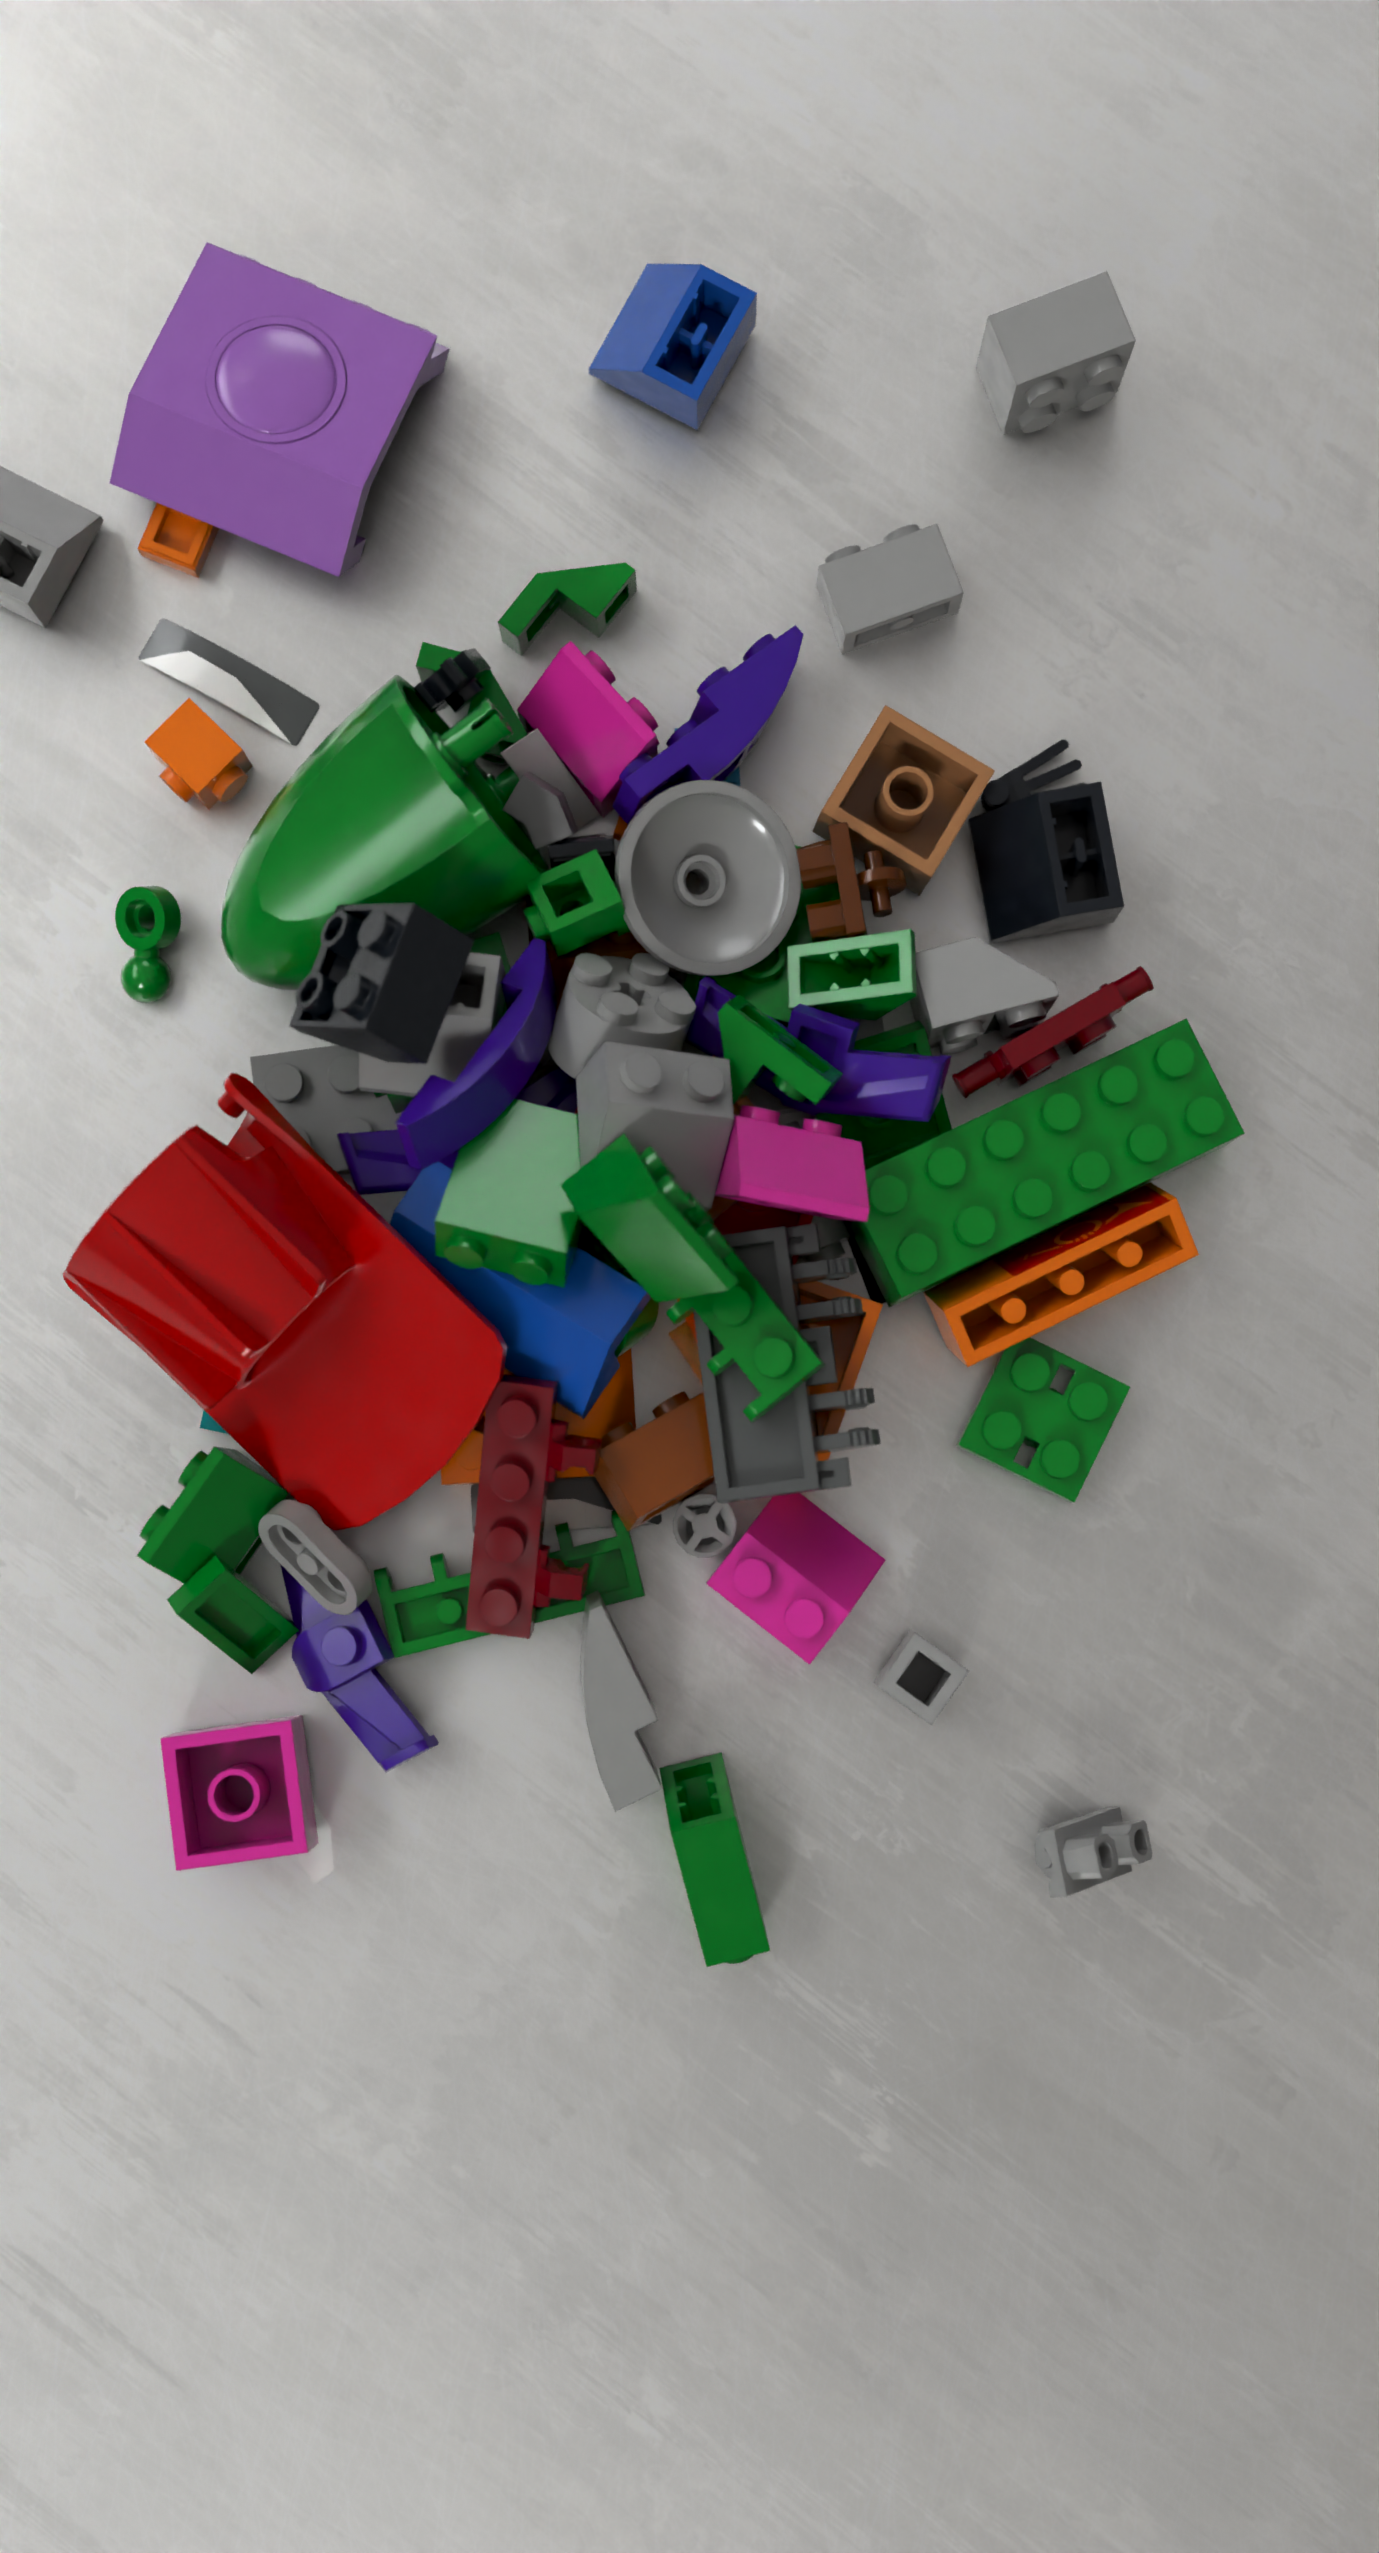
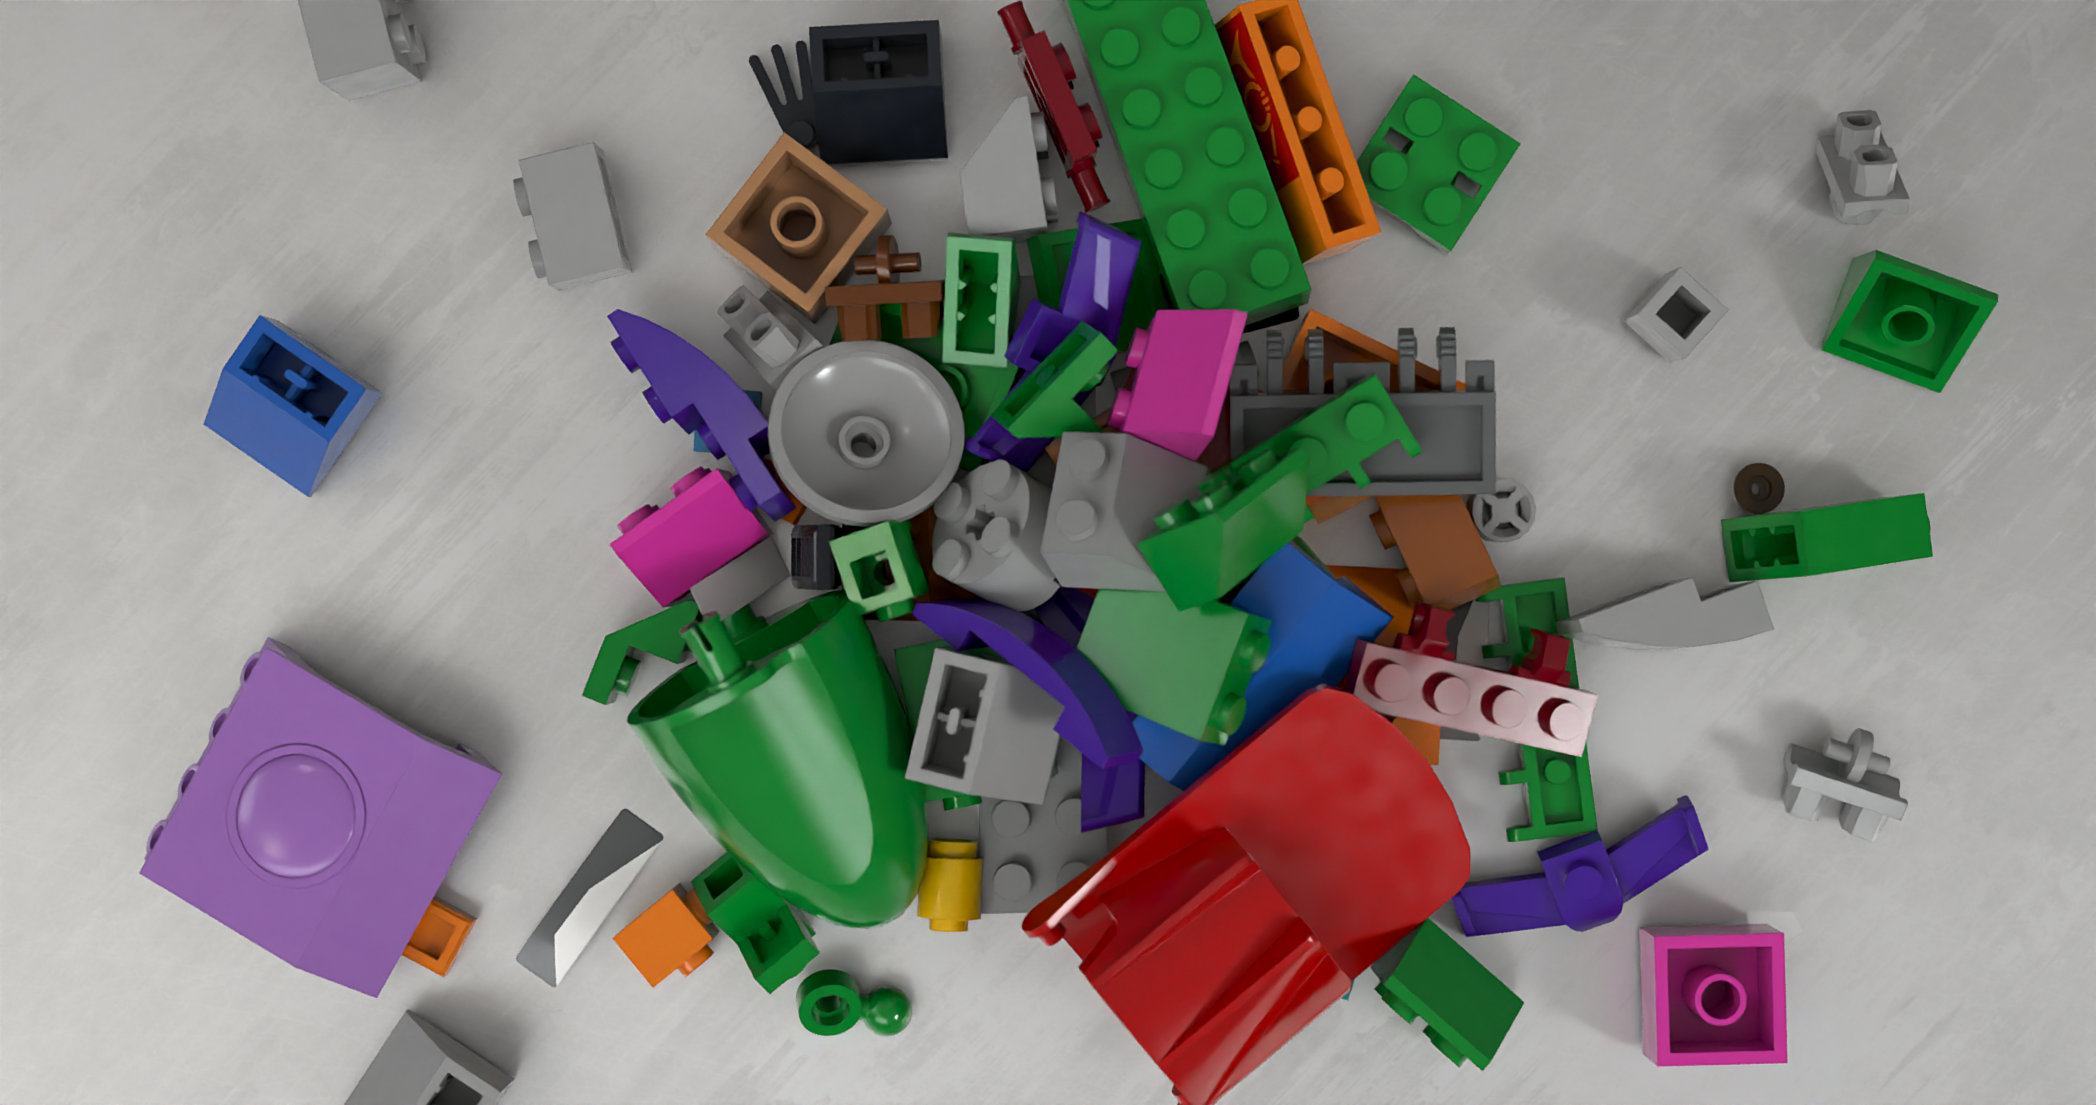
camera: 85 degrees left, 5 degrees up
(207, 849) = (764, 926): none -> green brick
(232, 1614) = (1540, 984): green tile -> none
(263, 1024) = (951, 884): none -> yellow brick
(315, 1556) = (1494, 896): light grey plate -> none
(382, 981) = (954, 768): black slope -> none
(454, 682) = (635, 667): black plate -> none
(474, 1908) = (1847, 774): none -> light grey hips
(541, 810) = (775, 592): flat silver piece -> none
(586, 594) = (546, 524): green slope -> none
(761, 1797) = (1770, 488): none -> dark brown piece
(796, 1573) = (1563, 426): dark pink slope -> none
(797, 780) = (766, 334): none -> light grey hips
(943, 1915) = (1905, 319): none -> green slope

